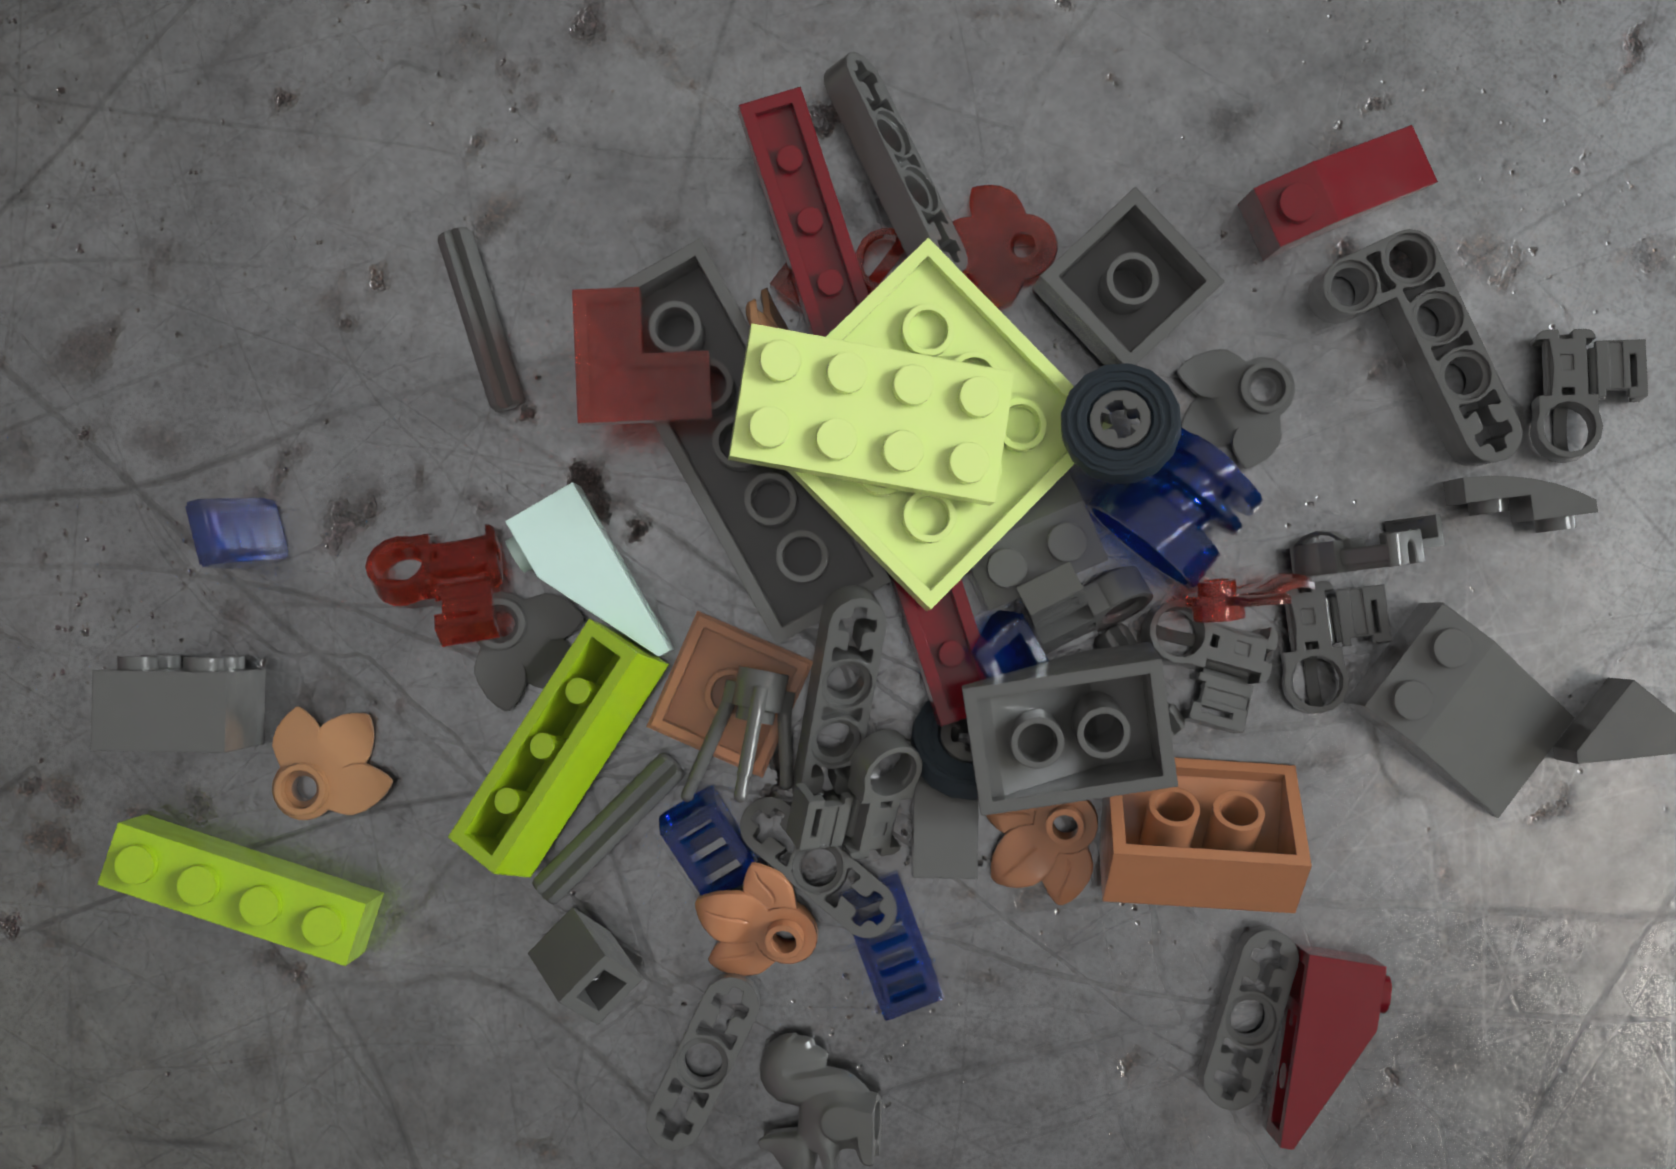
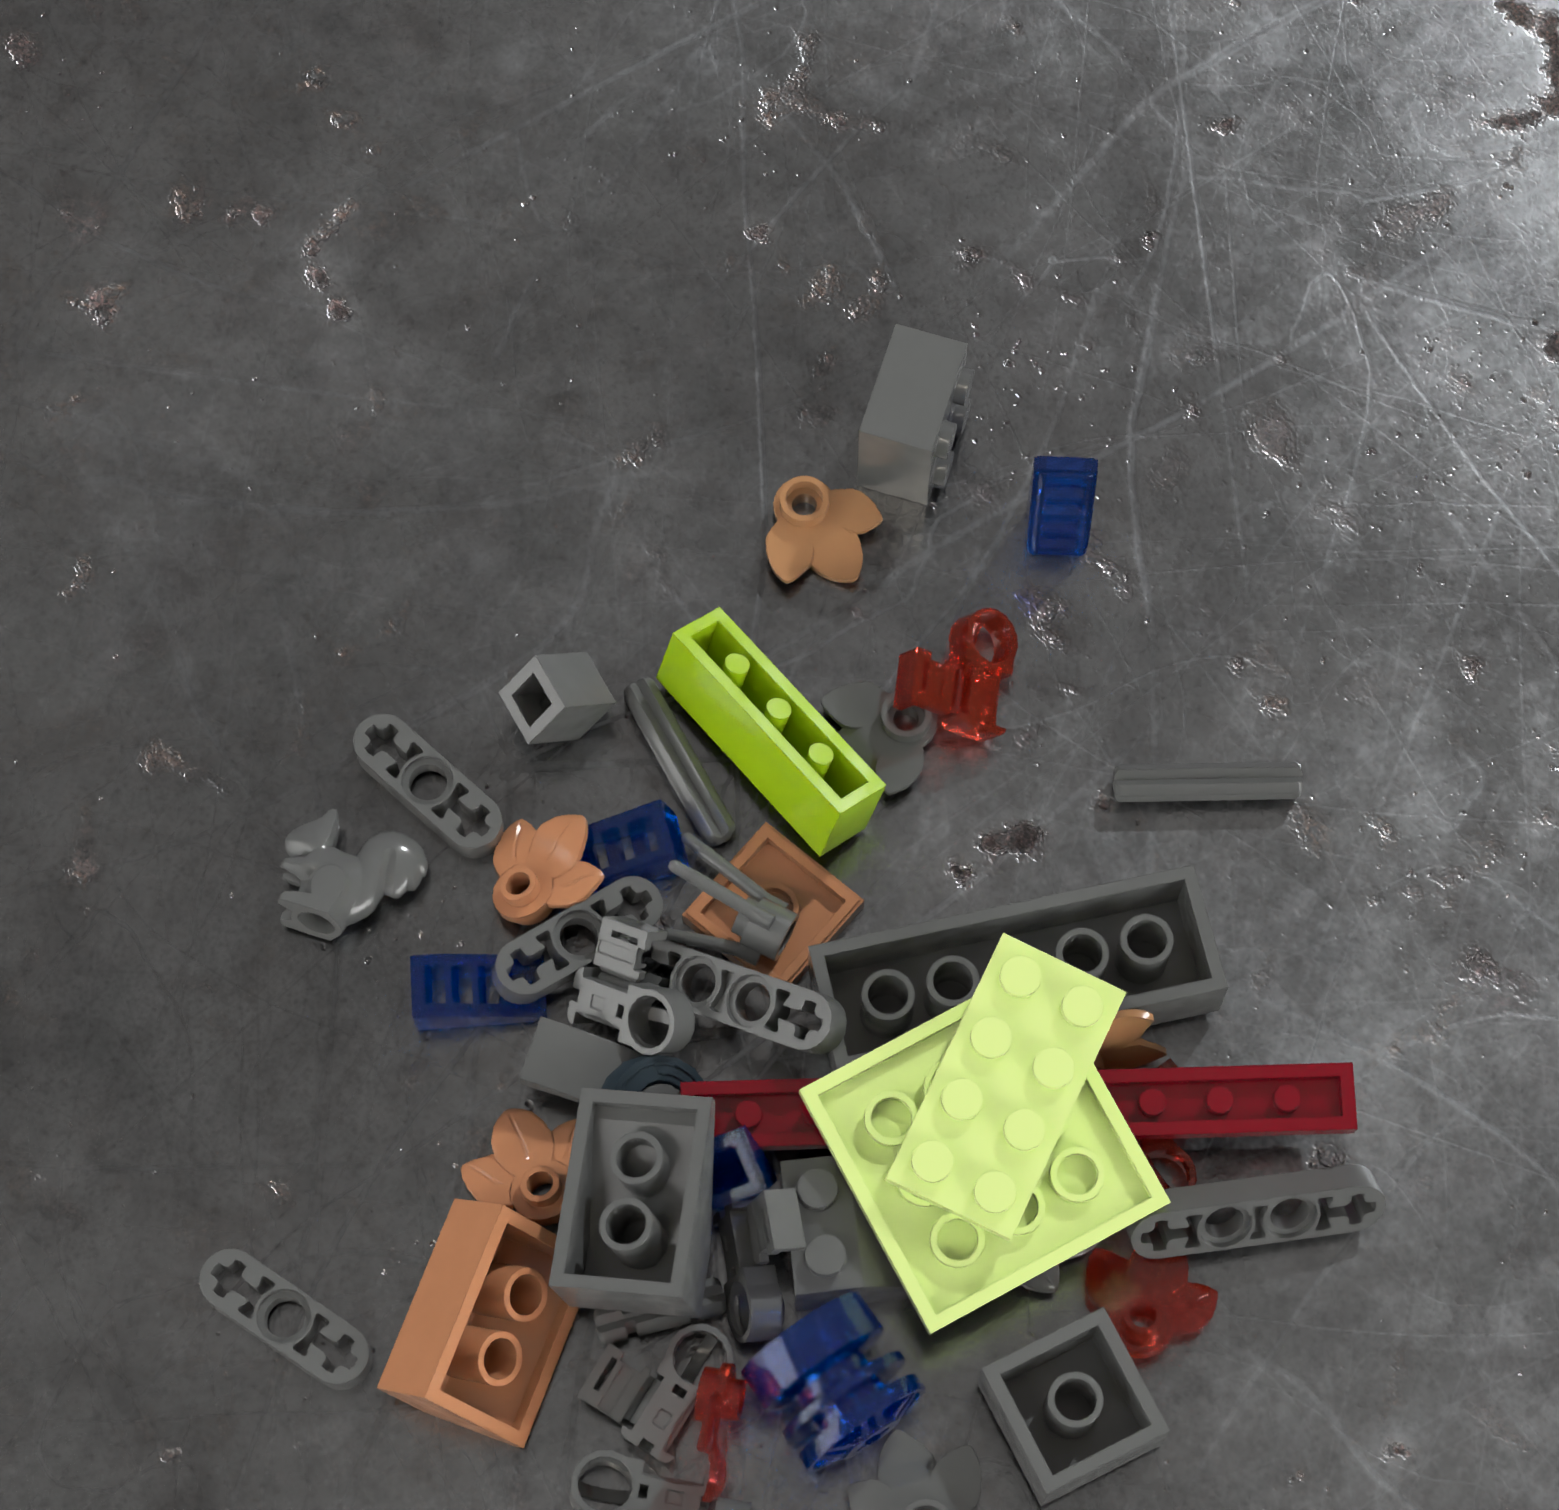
camera: 110 degrees right, 20 degrees down
(240, 888) = (727, 427): lime brick -> none
(577, 557) = (944, 805): light aqua slope -> none
(621, 381) = (1115, 865): clear red plate -> none
(1140, 396) = (904, 1353): black bush -> none
(1323, 1032) = (257, 1393): dark red slope -> none

